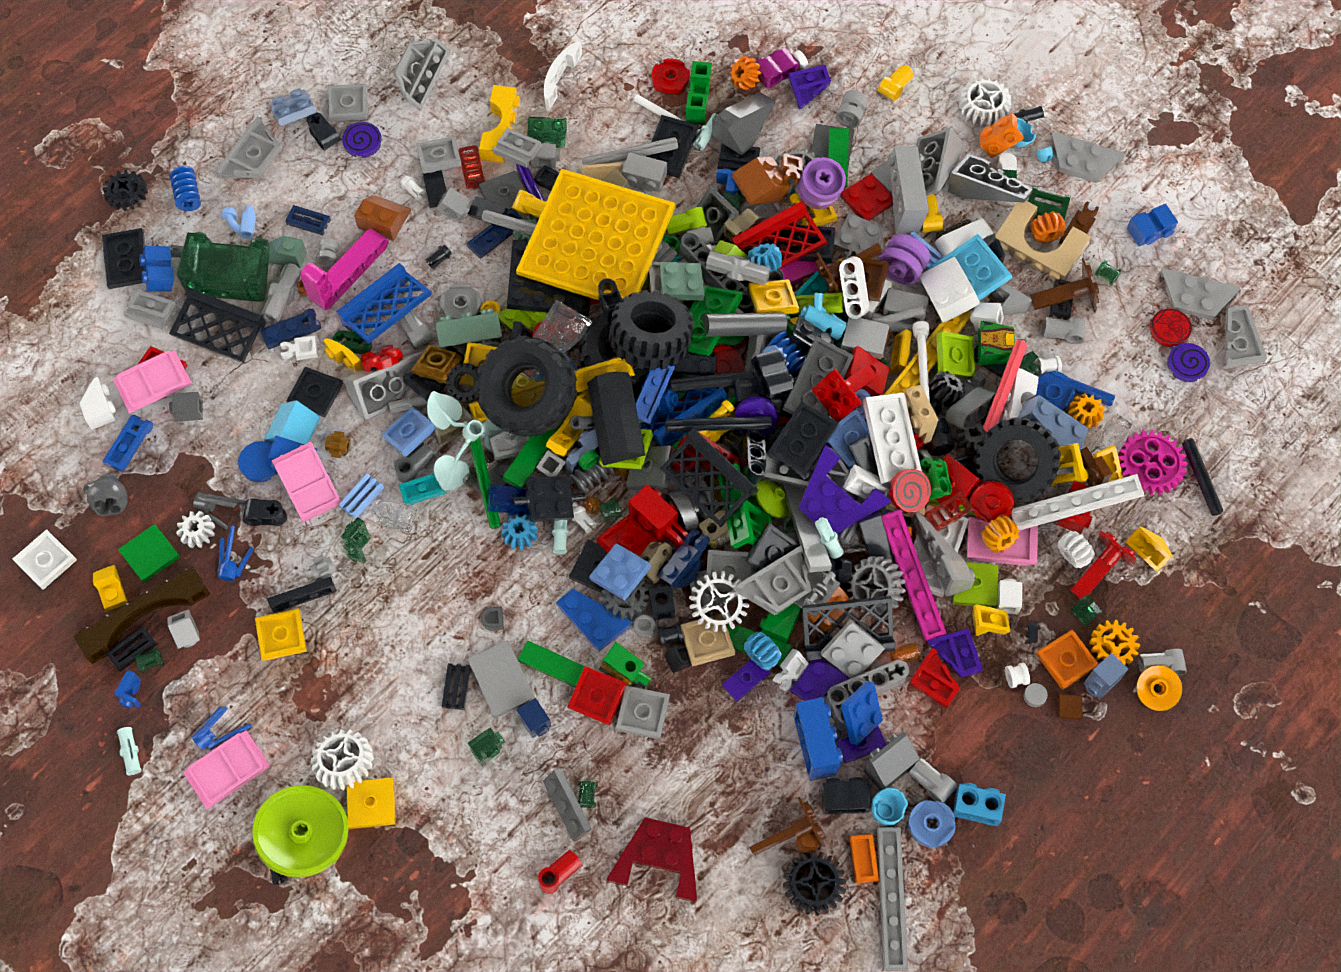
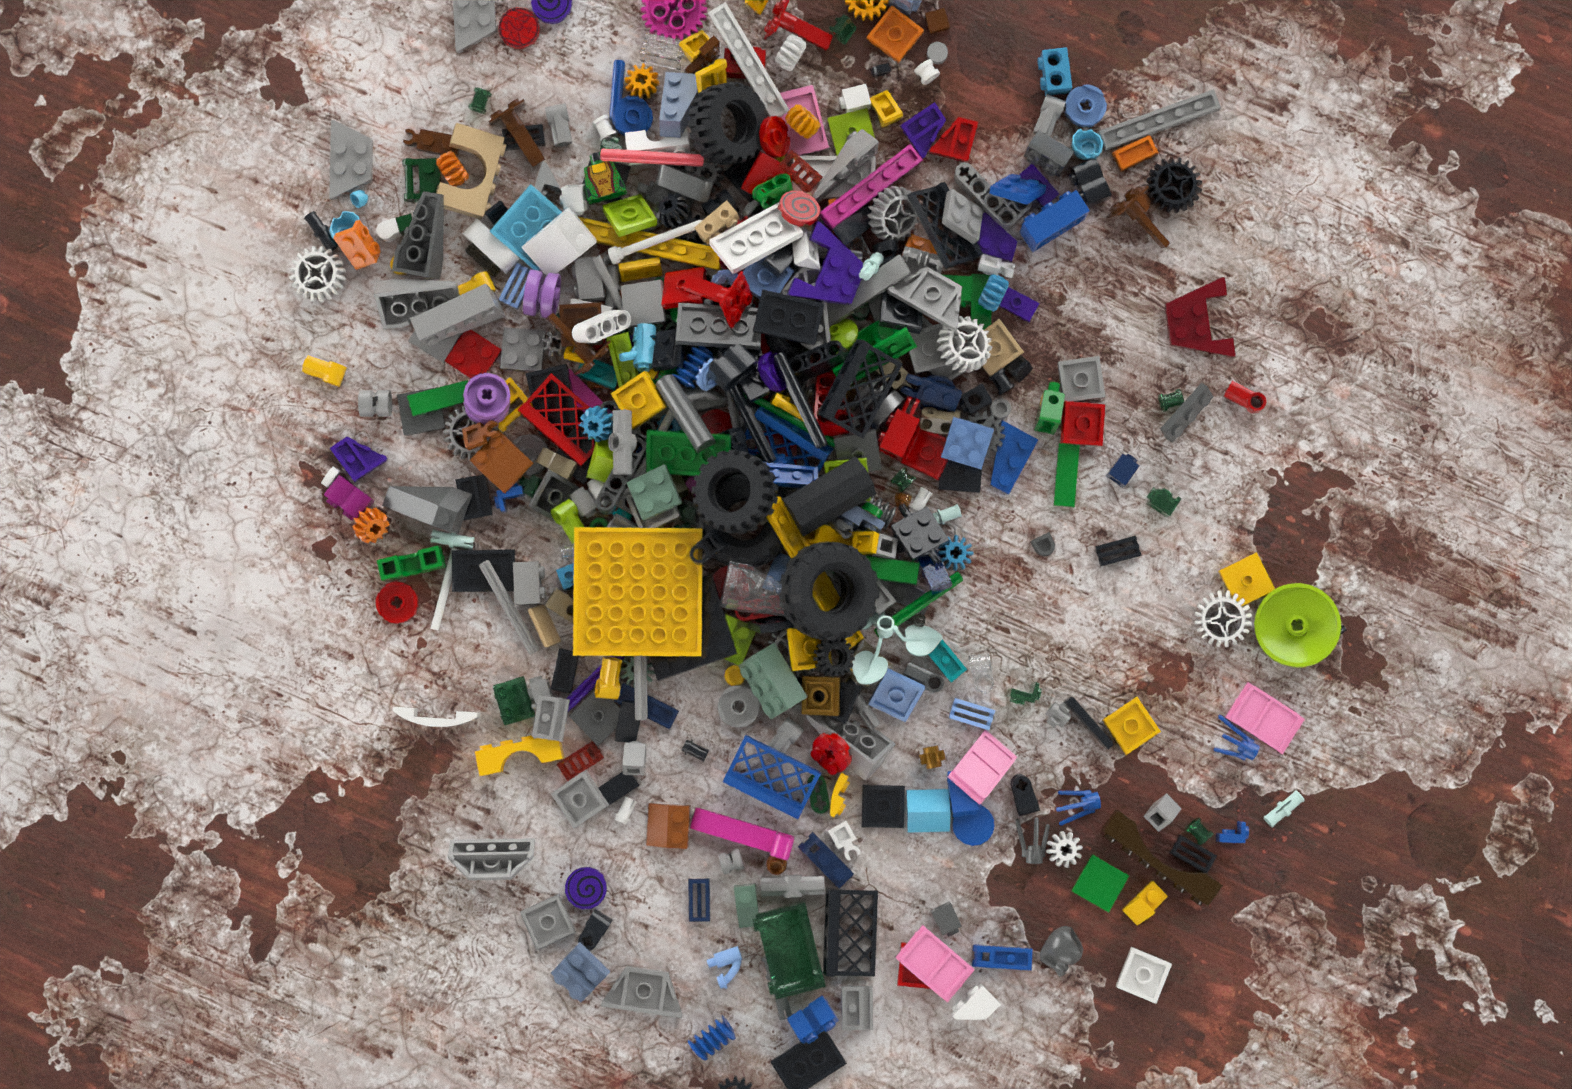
camera: 105 degrees left, 20 degrees up
(501, 679) = (1096, 514): light grey tile -> none
(906, 652) = (942, 173): clear orange piece -> none
(1150, 226) = (410, 72): blue brick -> none

